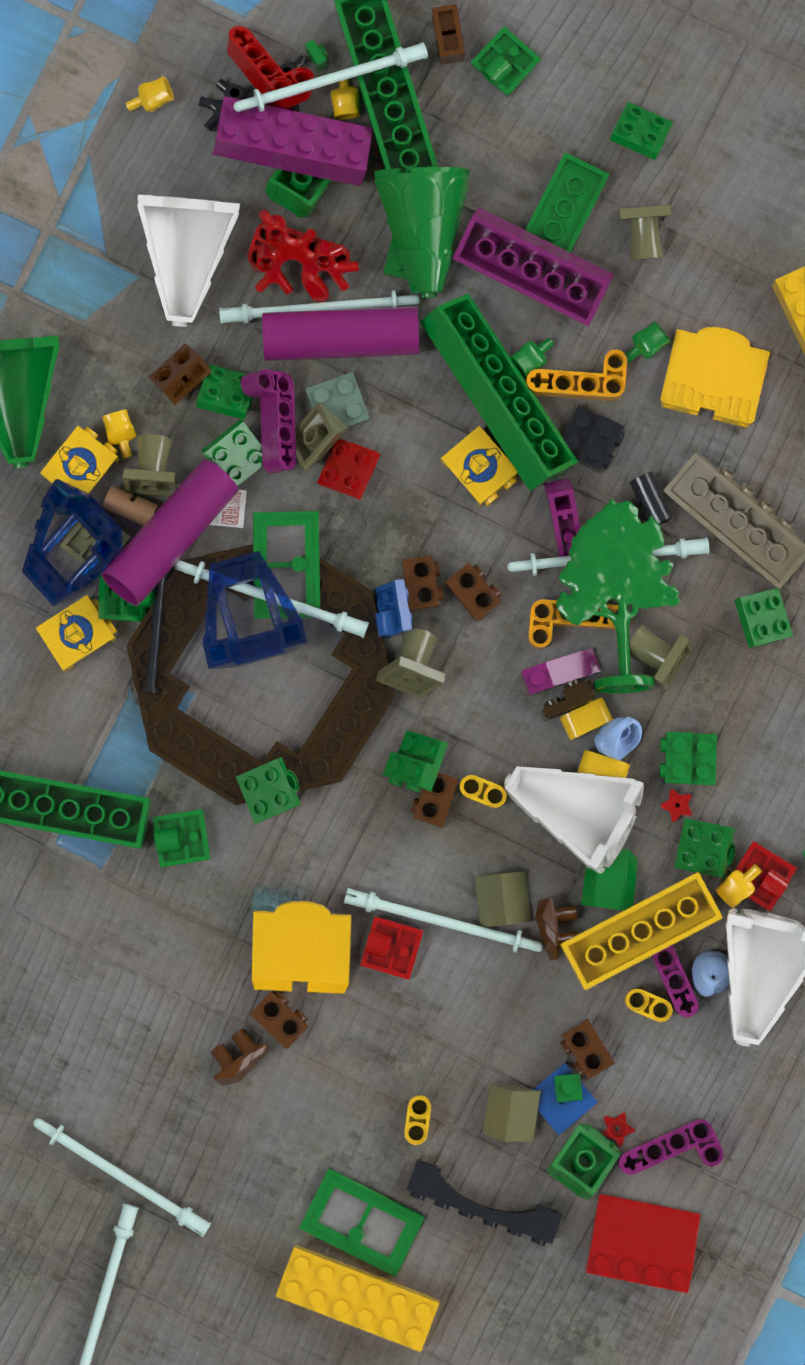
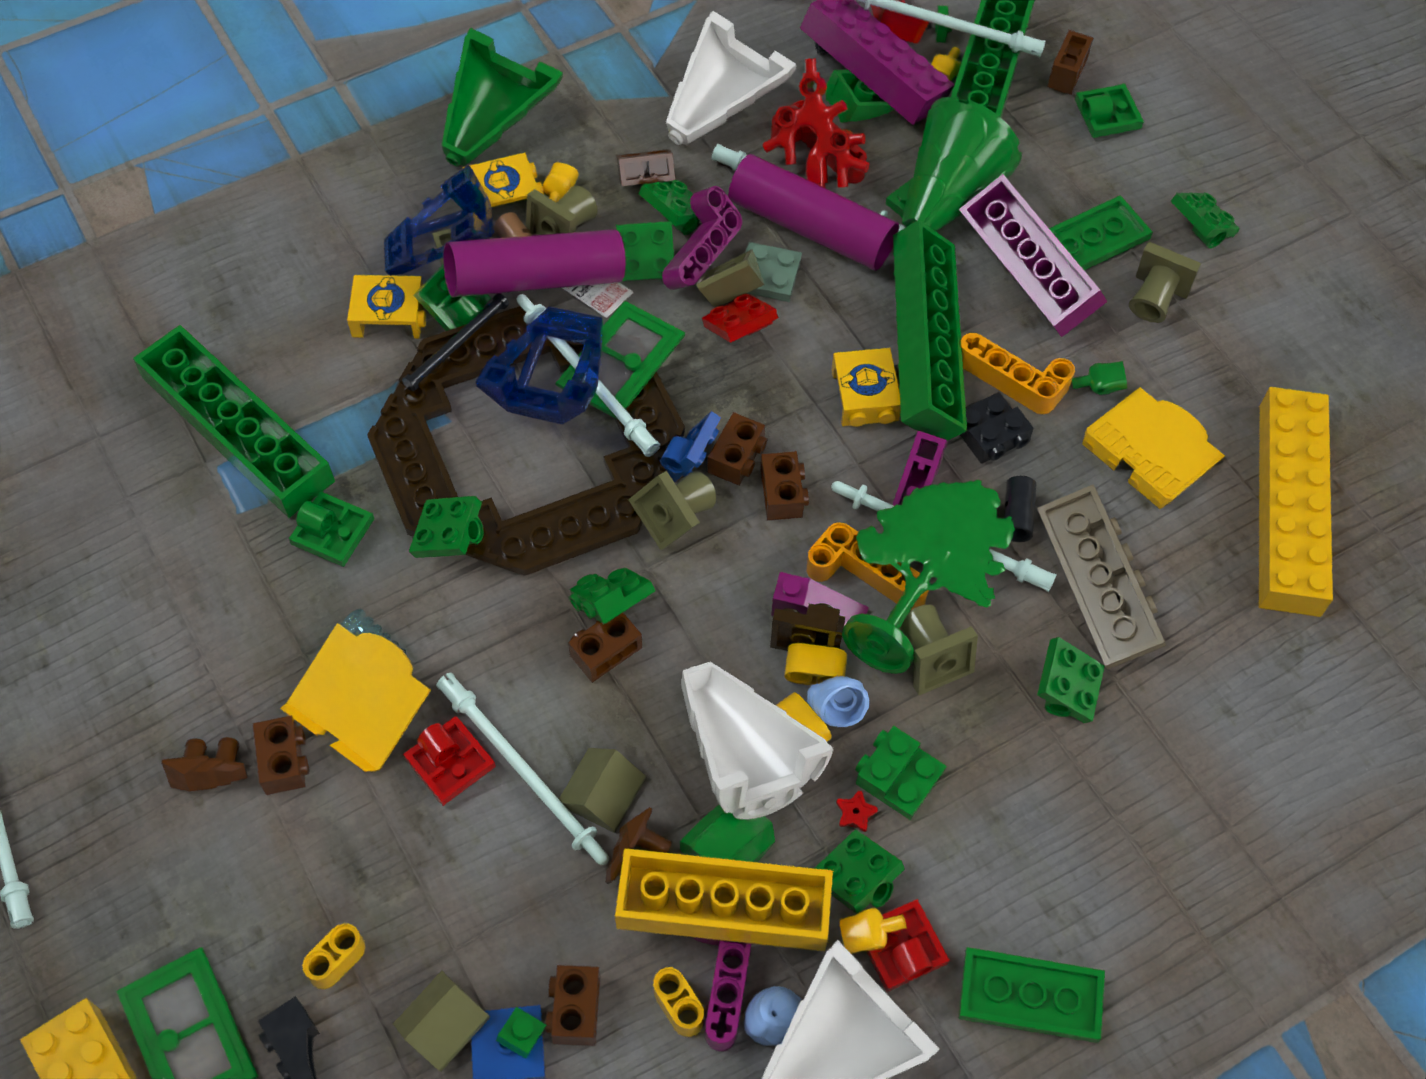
camera: 30 degrees right, 25 degrees down
(481, 795) = (656, 668): yellow beam -> none
(531, 356) = (982, 325): green piece -> none

